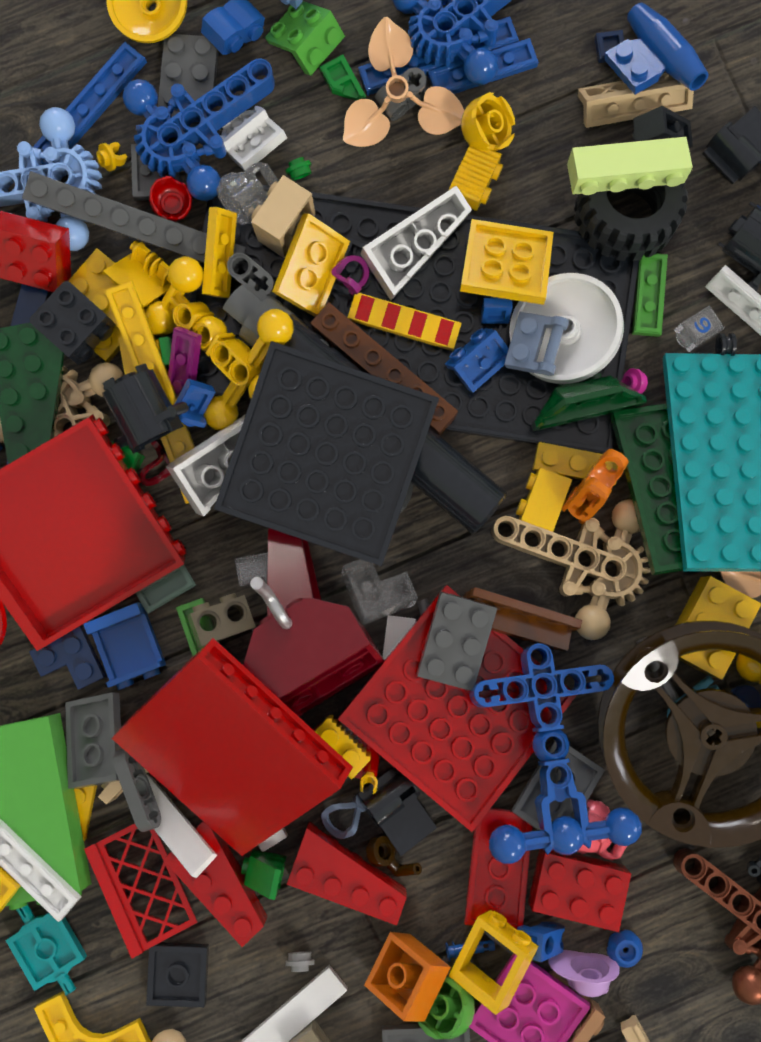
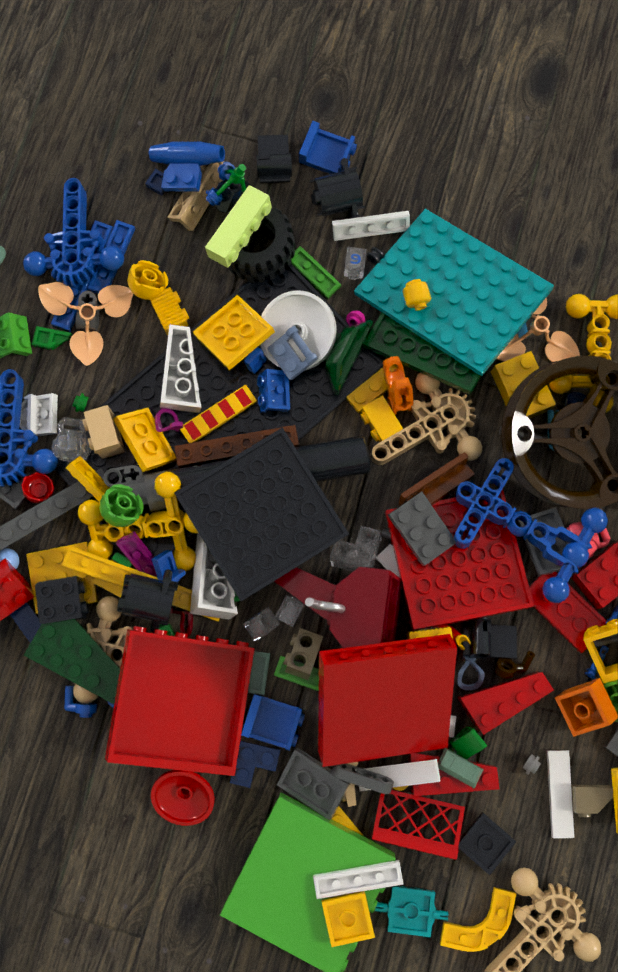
camera: 60 degrees left, 5 degrees down
(145, 271) = (62, 536): yellow hinge -> none
(208, 297) = (120, 506): none -> bright green cylinder
(216, 550) = (261, 624): none -> clear brick
(229, 887) = (459, 768): none -> sand green tile
(682, 110) = (233, 175): none -> plant
(717, 424) = (416, 294): none -> yellow head

